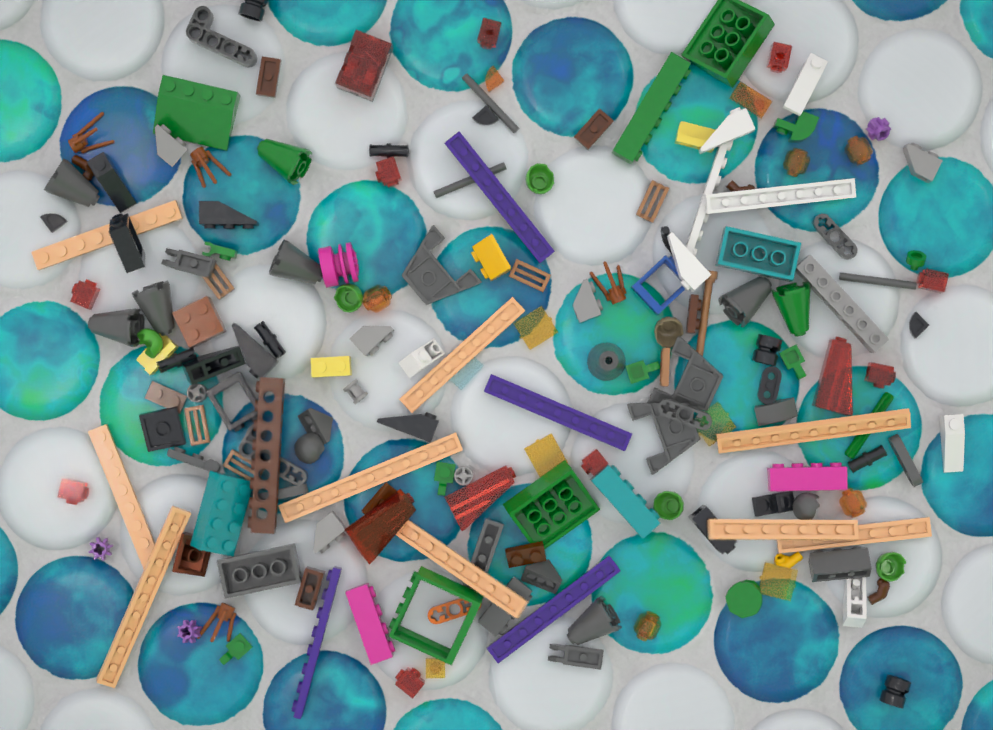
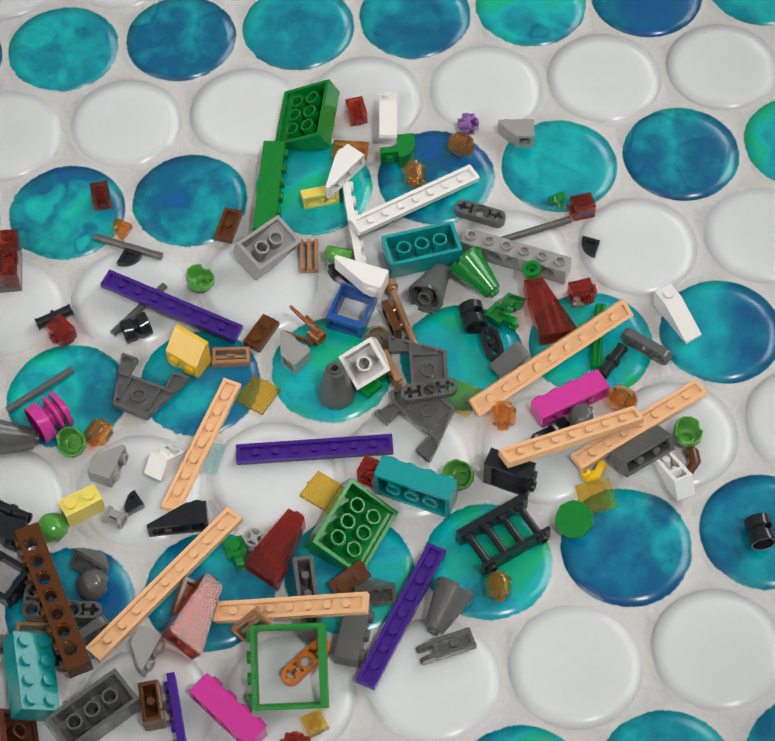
camera: 25 degrees left, 30 degrees down
(297, 372) = (53, 527): none -> bright green hair
(344, 222) = (38, 390): none -> dark grey bar
(377, 383) = (133, 503): none -> black tile
(421, 558) = (255, 612): none -> medium nougat tile
(457, 204) = (142, 326): none -> black wheel
(568, 264) = (261, 333): none -> reddish brown plate
(616, 178) = (266, 247): none -> light grey slope
(643, 356) = (365, 362): none -> white slope
(666, 565) = (502, 515): none -> black fence
(679, 217) = (331, 251): none -> bright green hair
(739, 465) = (503, 415): none -> clear orange head
(811, 352) = (512, 303): none -> green plate
(845, 329) = (531, 270): none -> green tile

